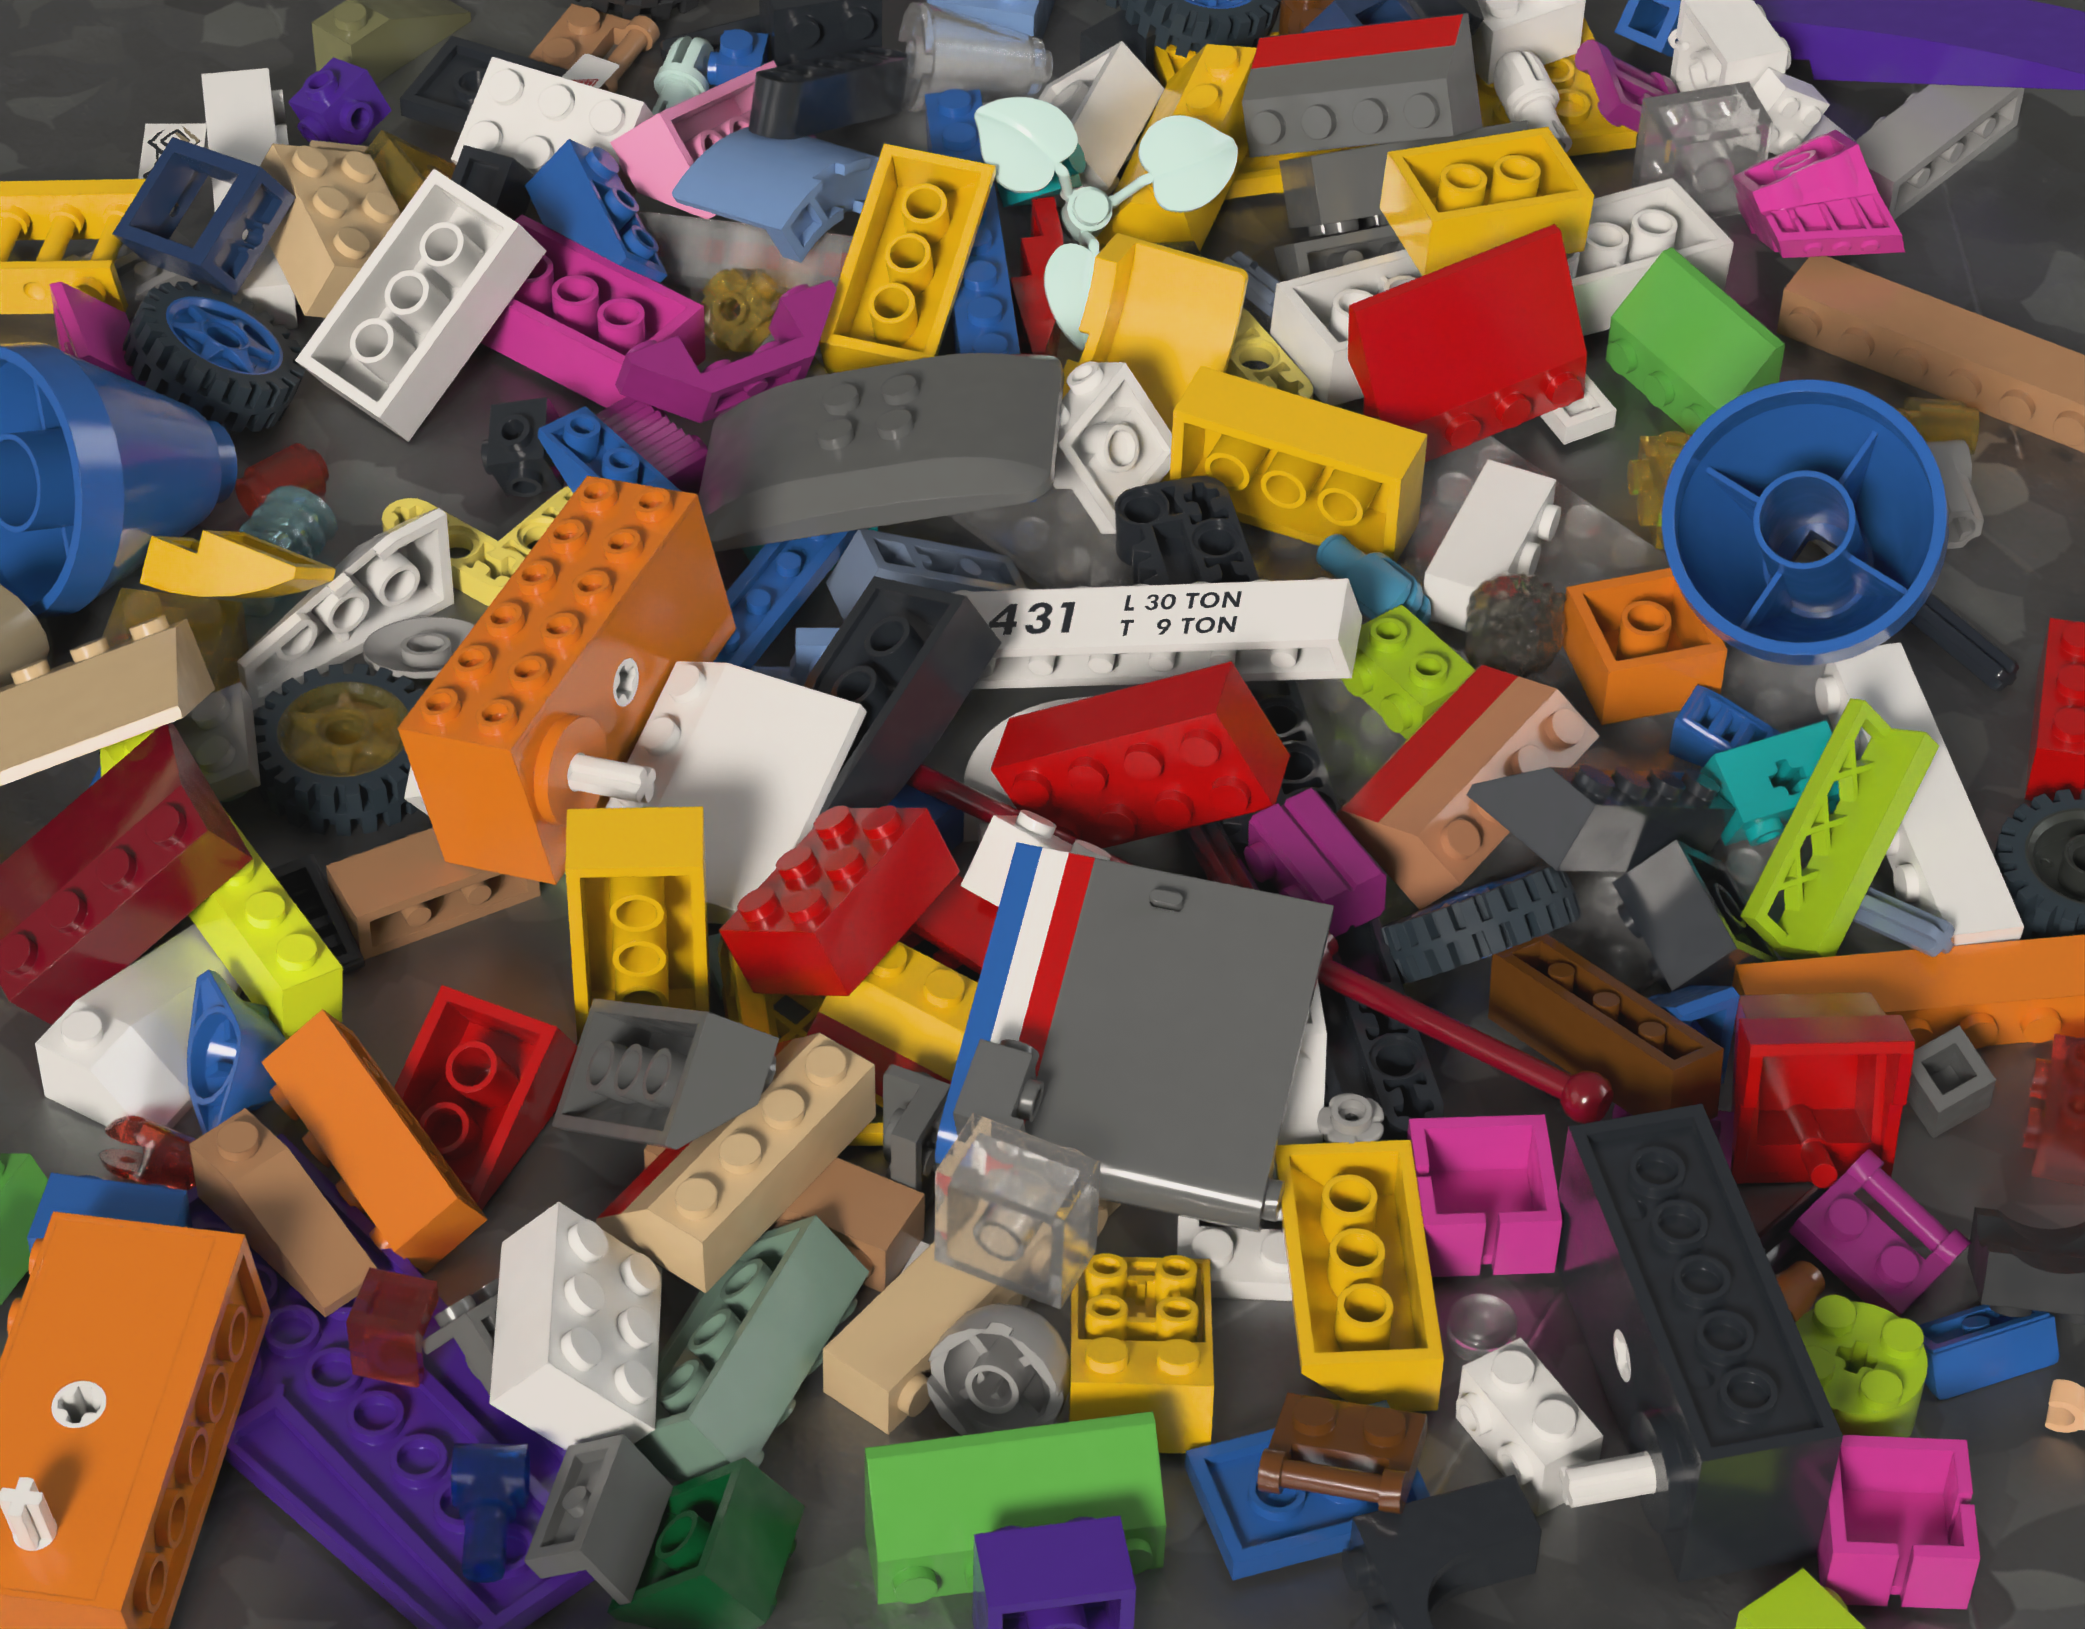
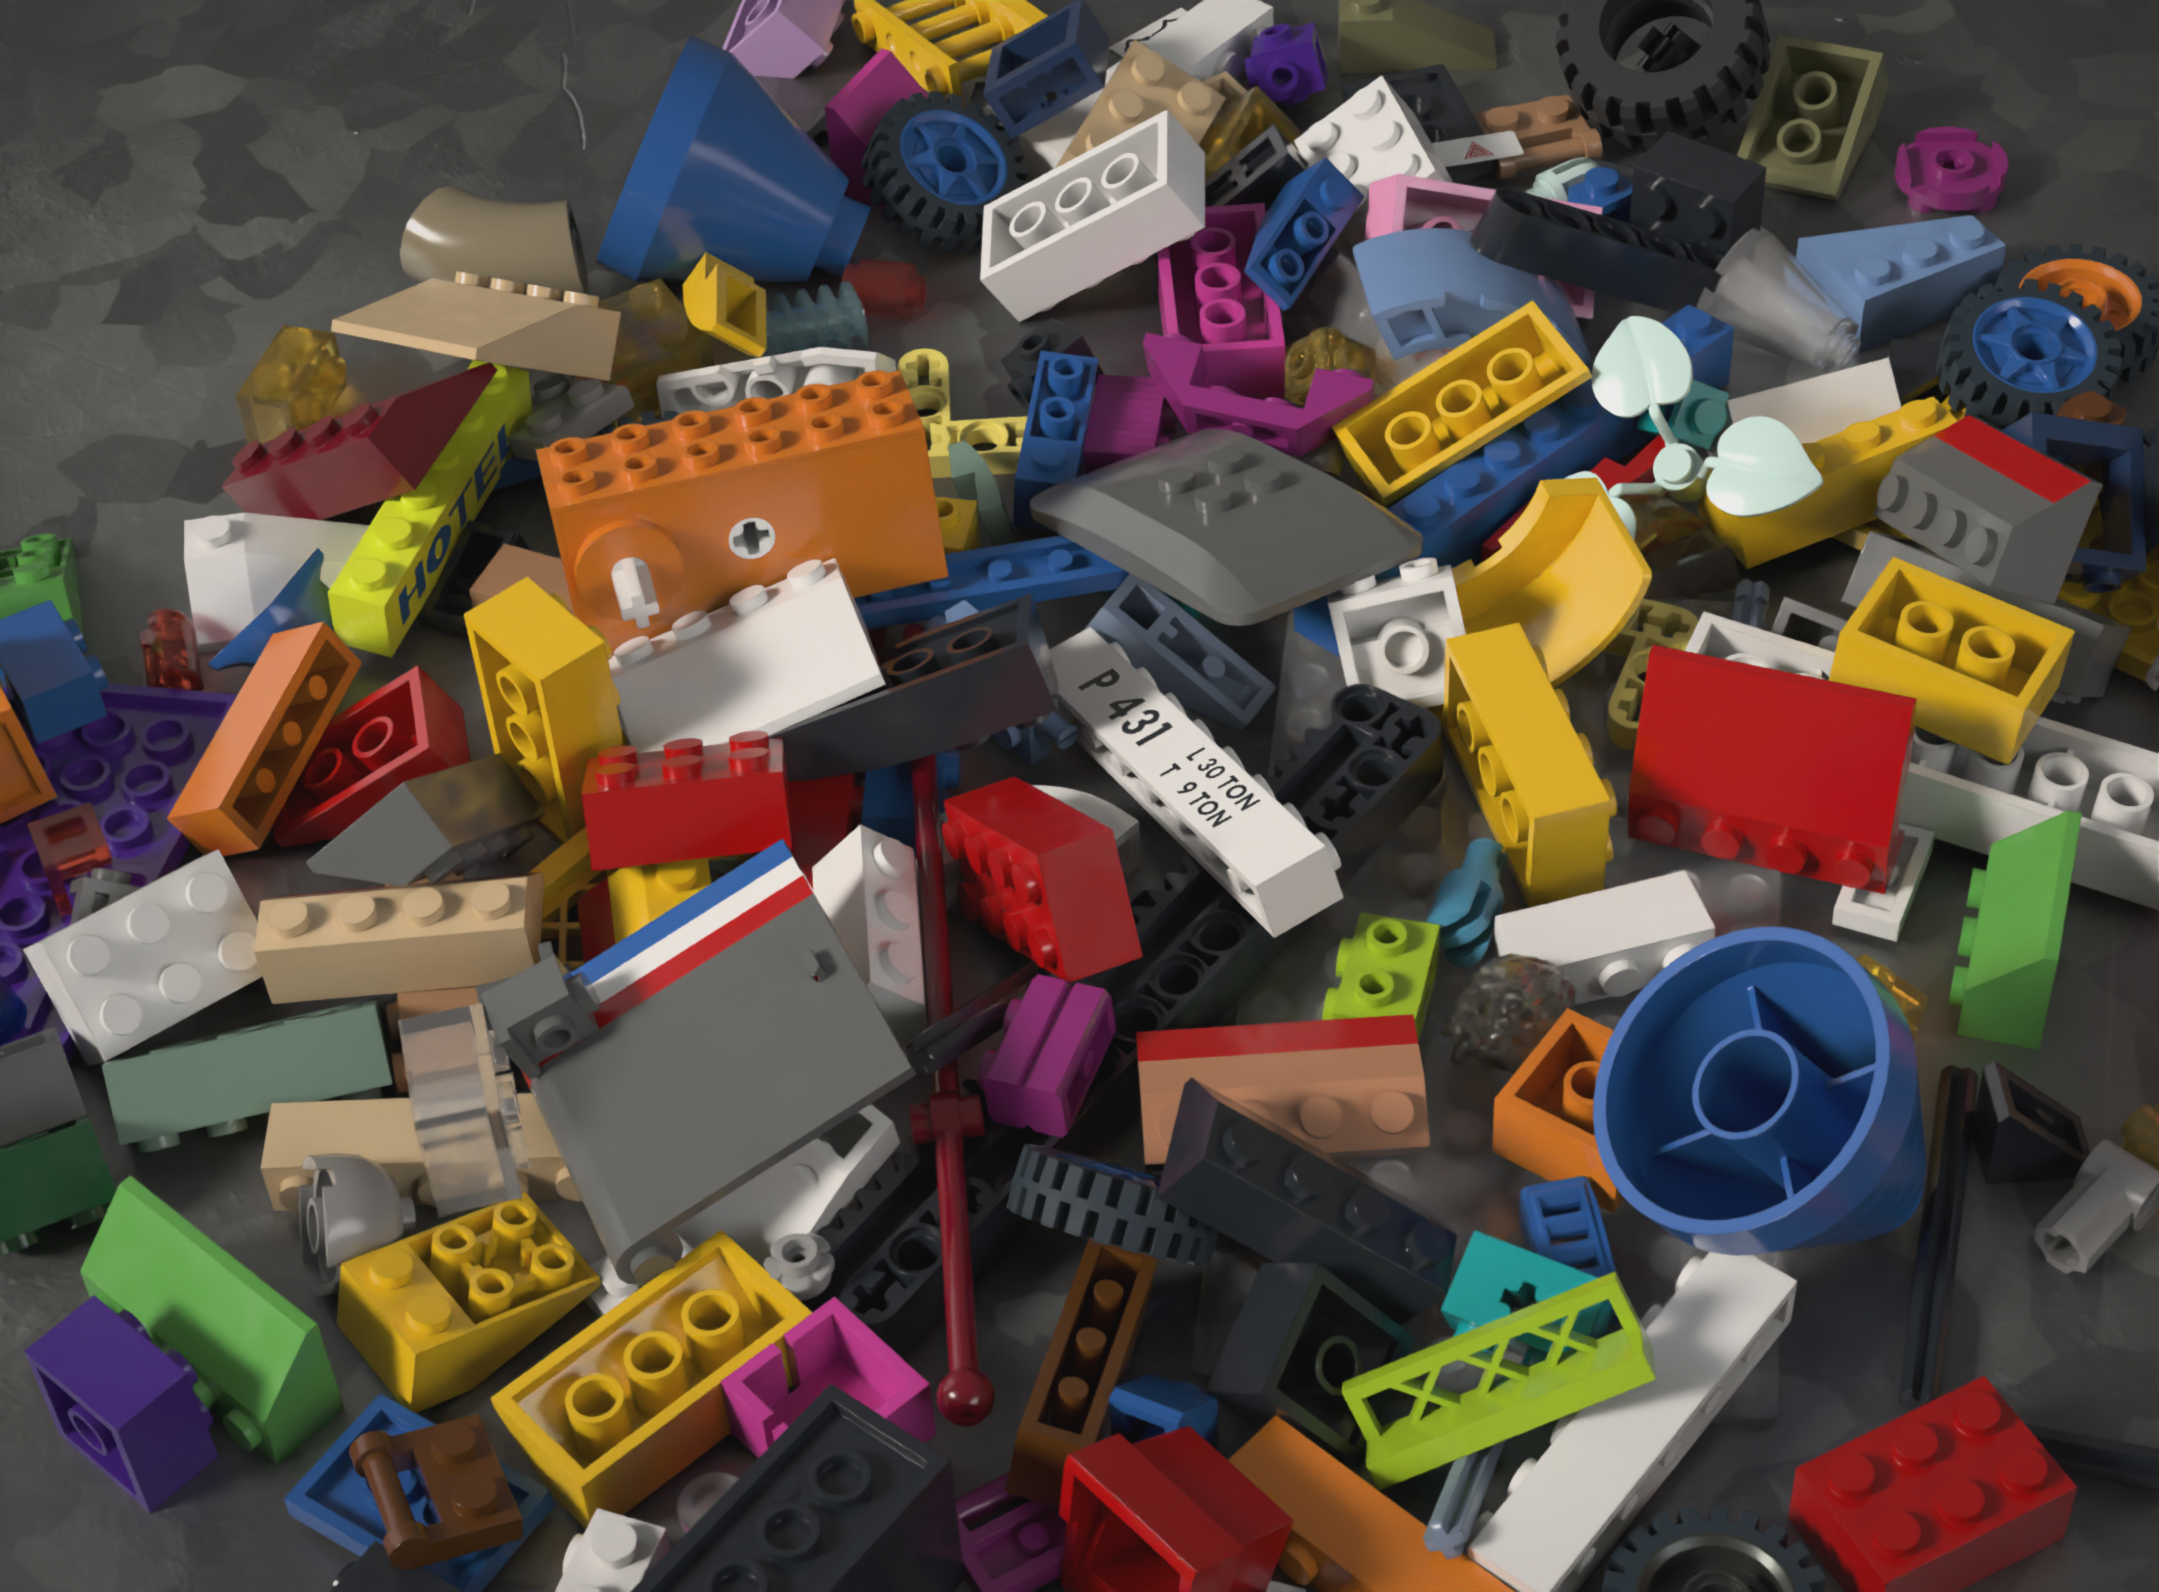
camera: 55 degrees right, 0 degrees up
(273, 1201) = (142, 733): medium nougat slope -> none

